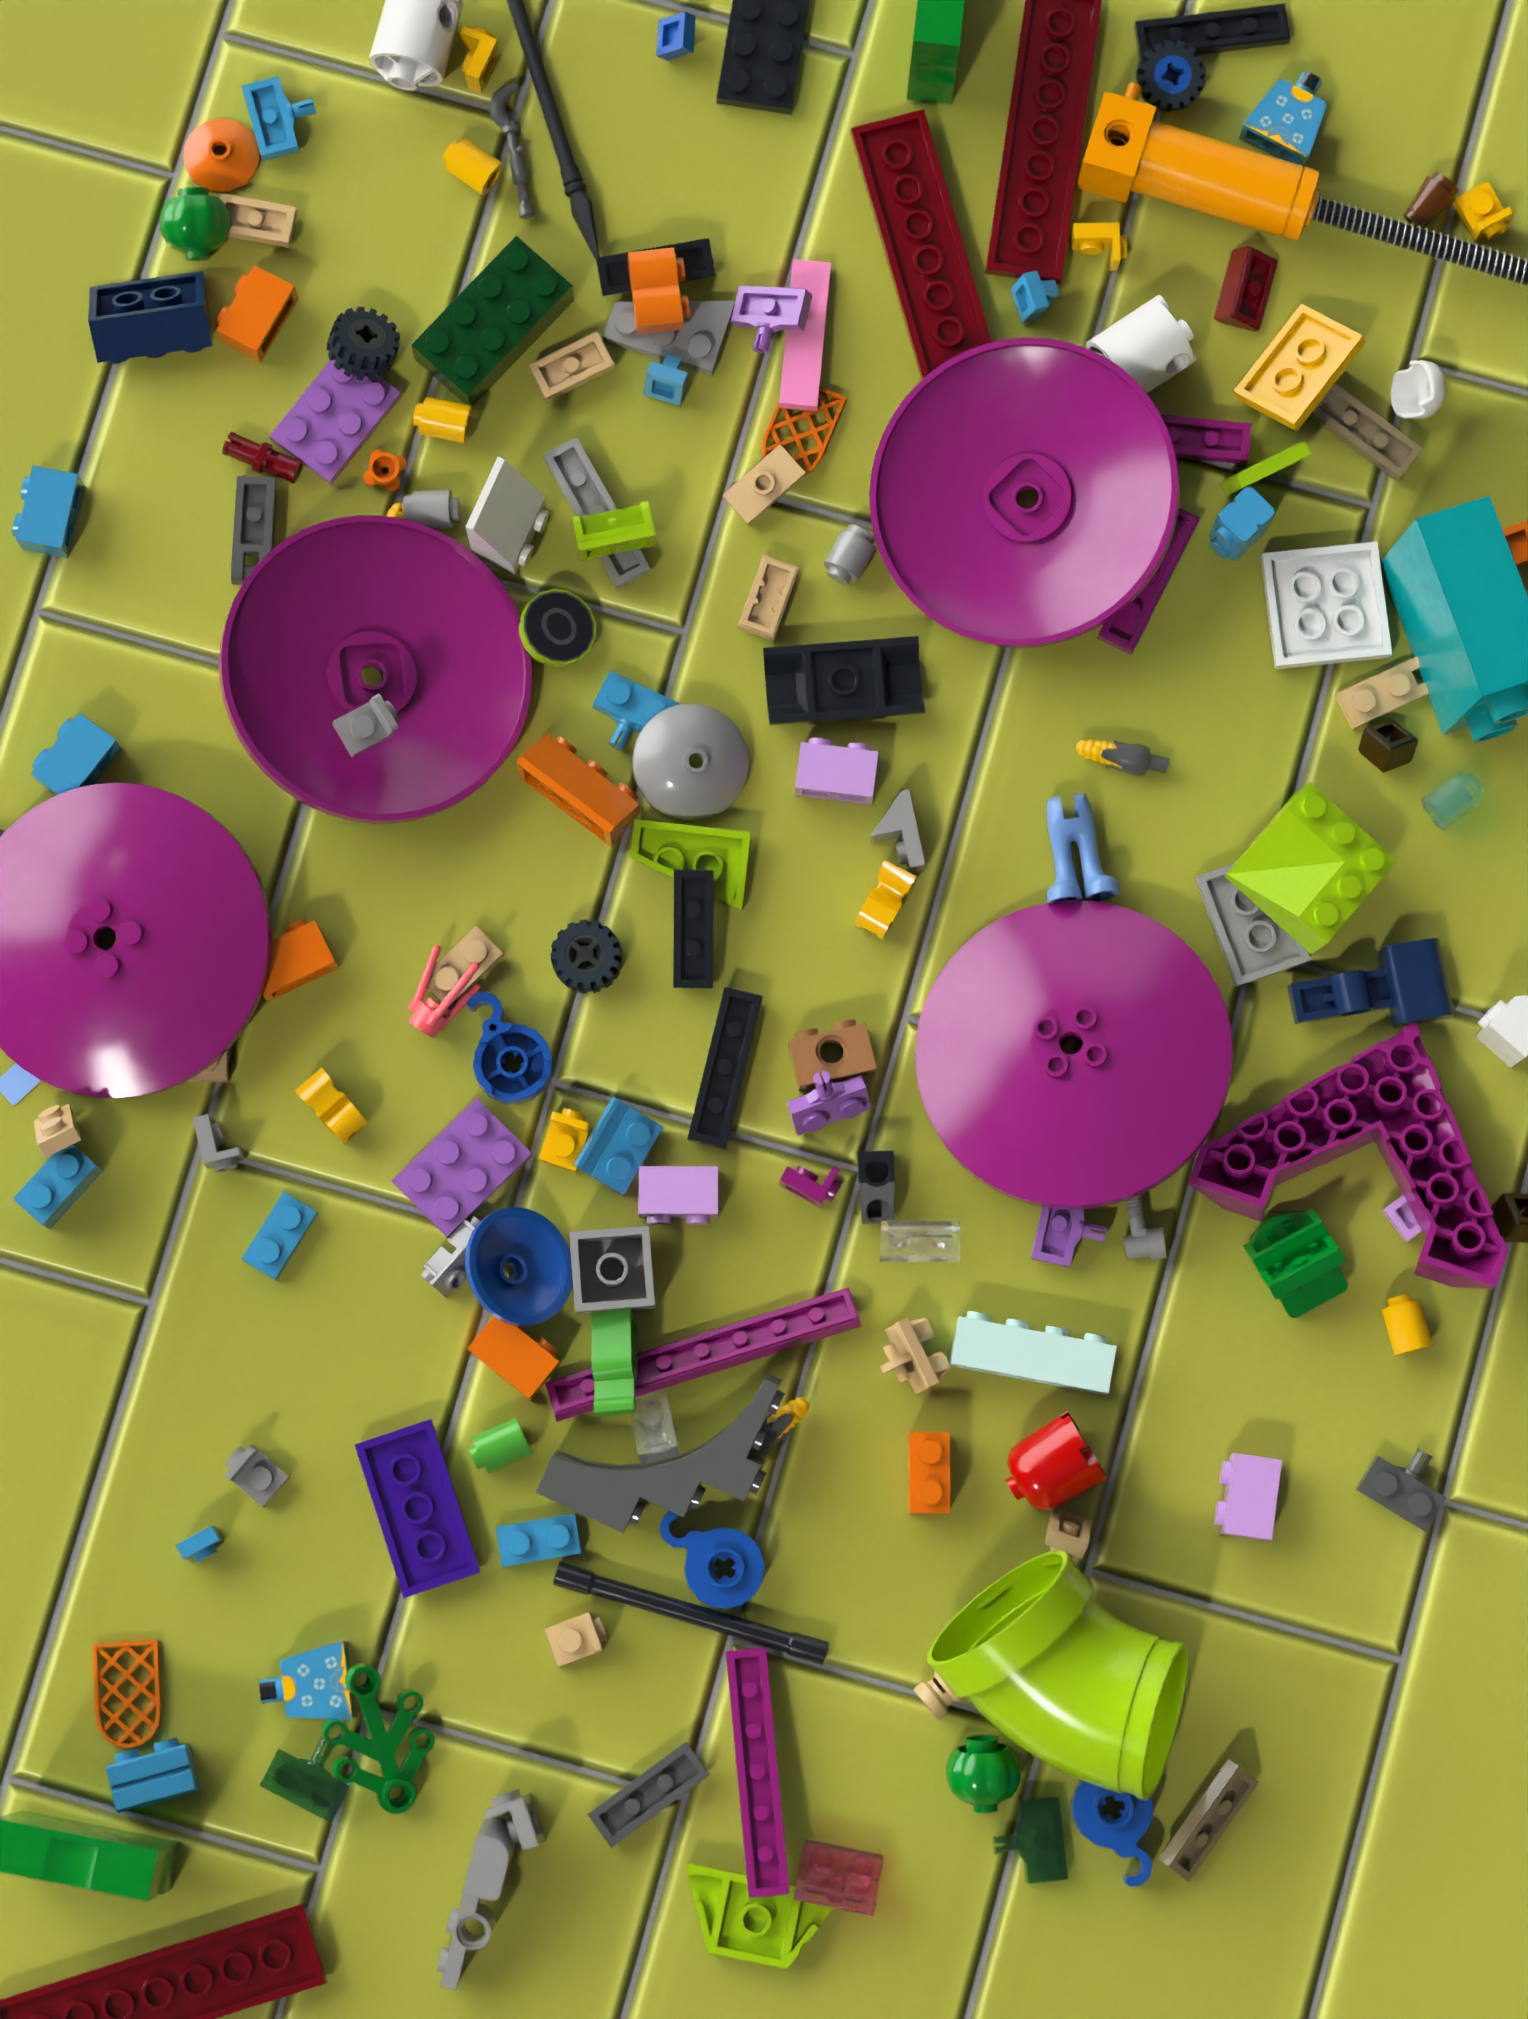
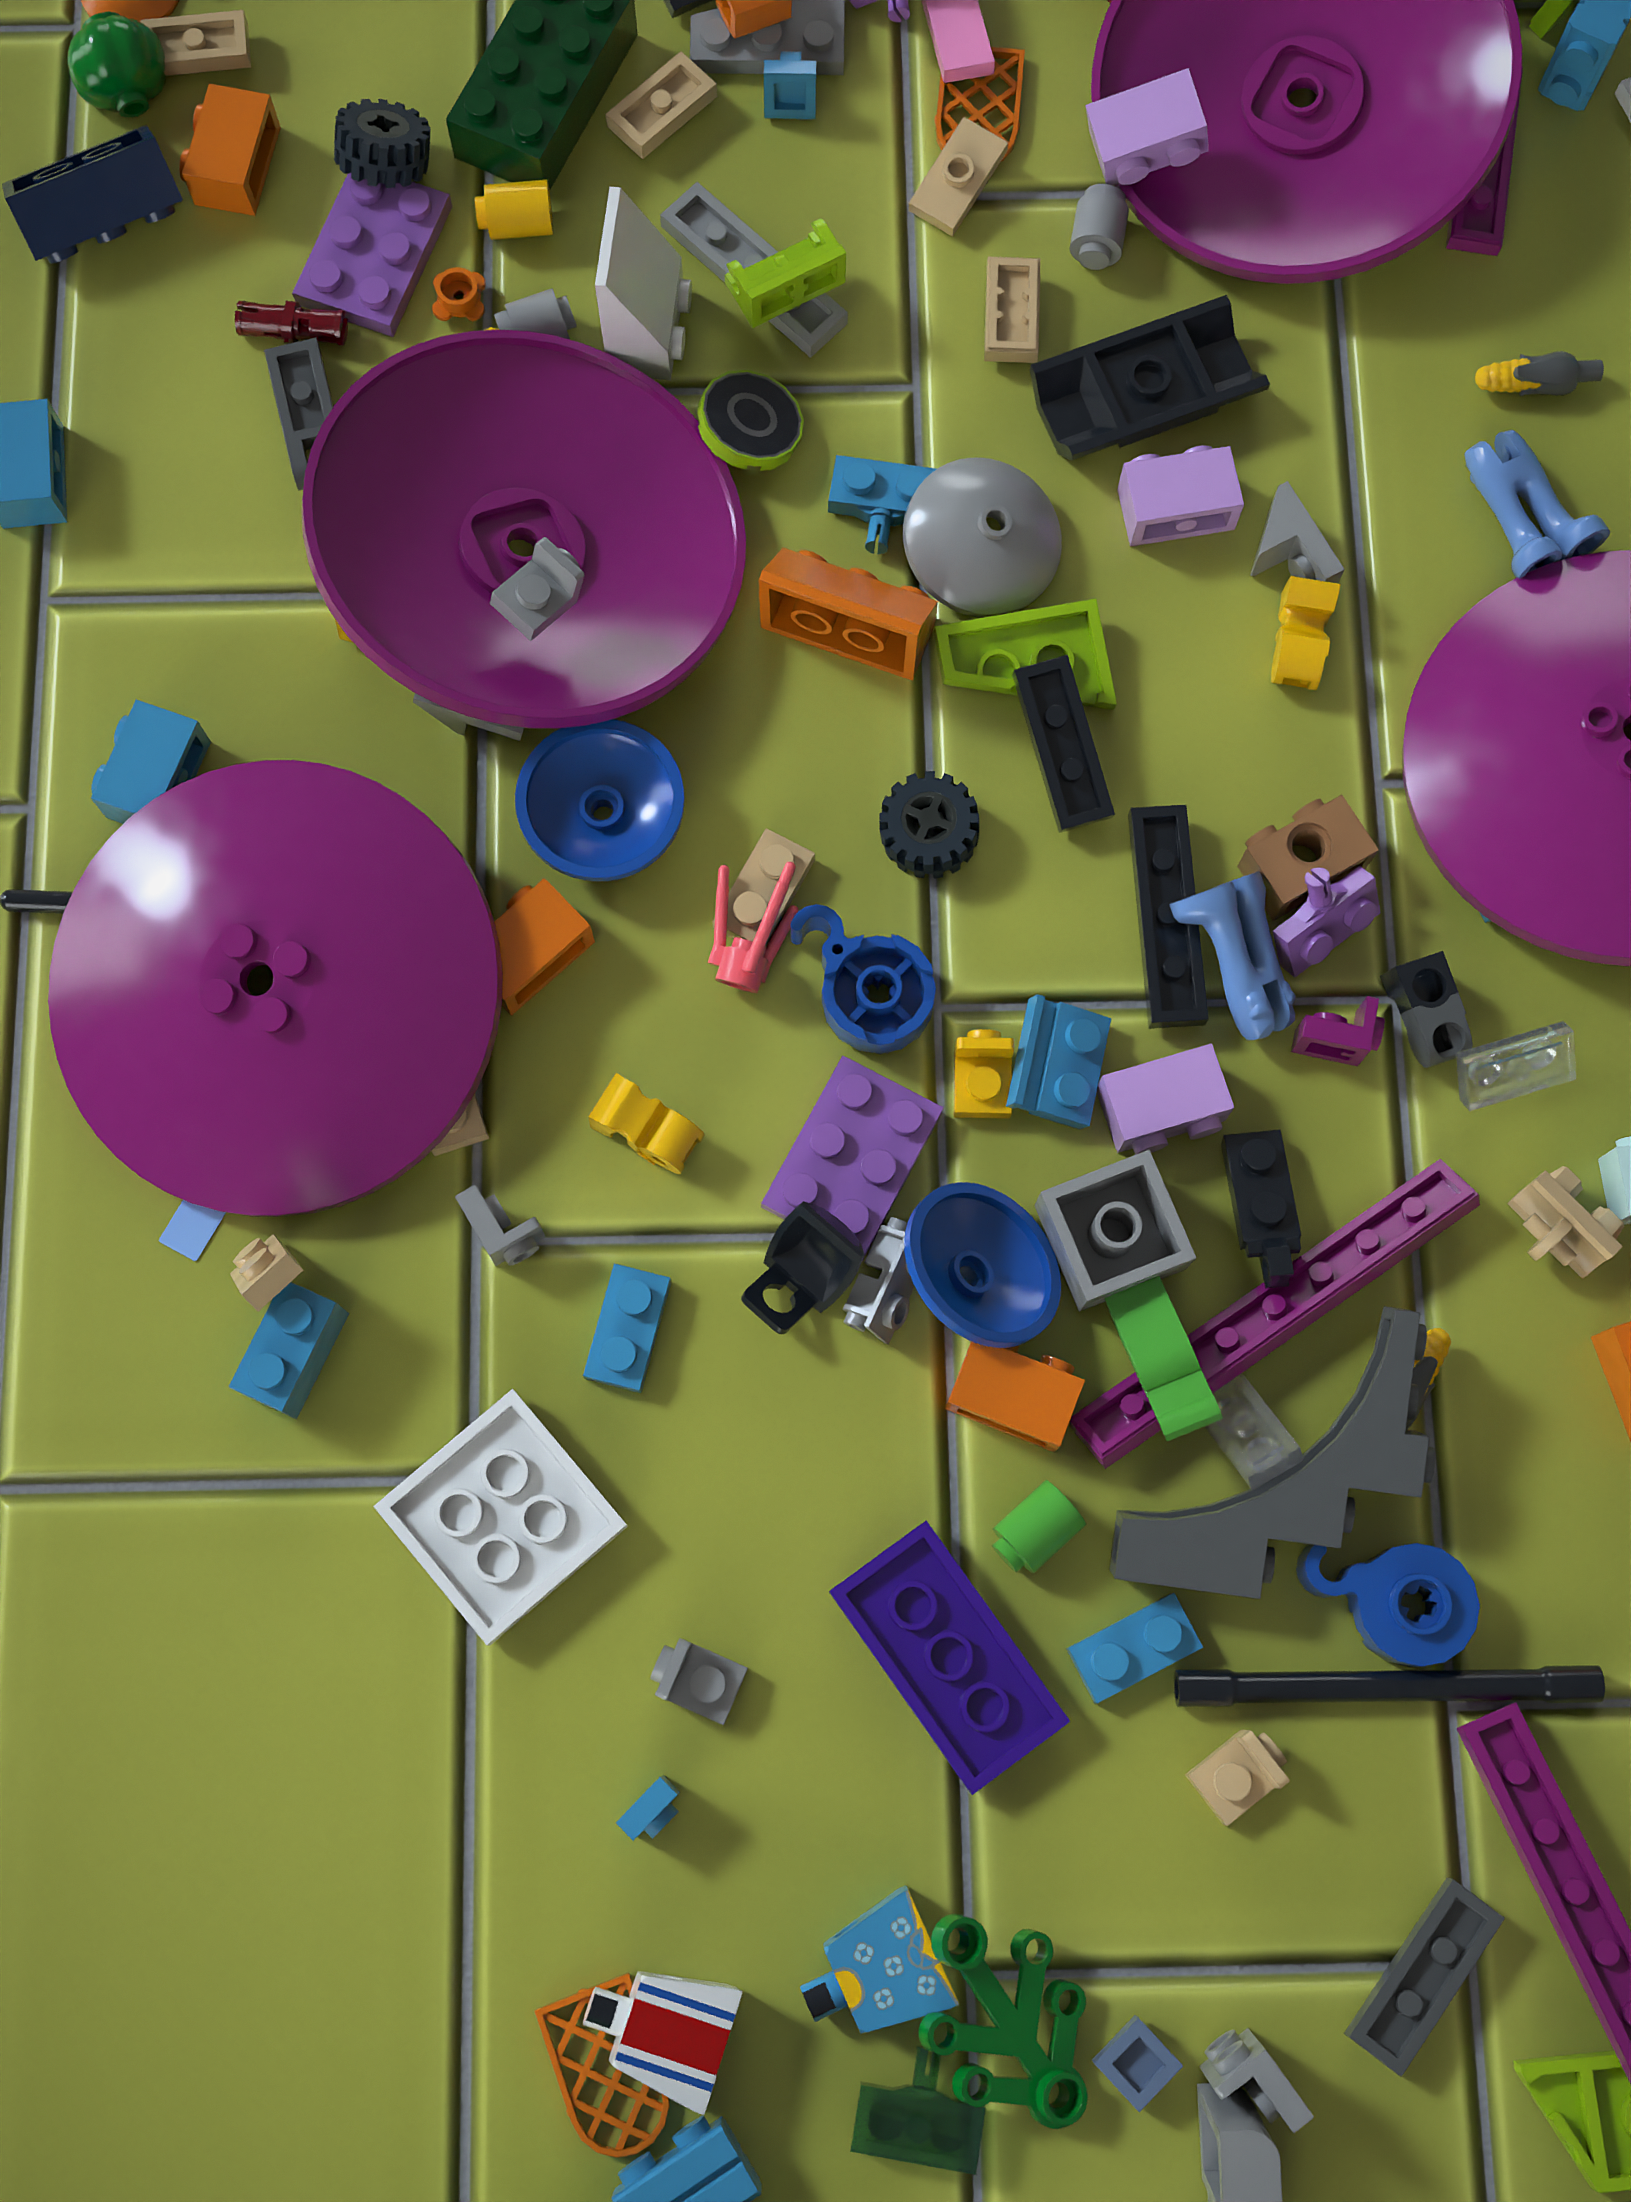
camera: 15 degrees left, 5 degrees down
(162, 1333) = (500, 1517): none -> white plate
(169, 1680) = (668, 2033): none -> torso
(360, 850) = (591, 769): none -> blue dish
(413, 1228) = (810, 1256): none -> black piece
(452, 1790) = (1137, 2063): none -> sand blue plate
(720, 1279) = (1263, 1202): none -> black hinge
(762, 1139) = (1246, 954): none -> medium blue piece
(899, 501) = (1148, 128): none -> lavender brick

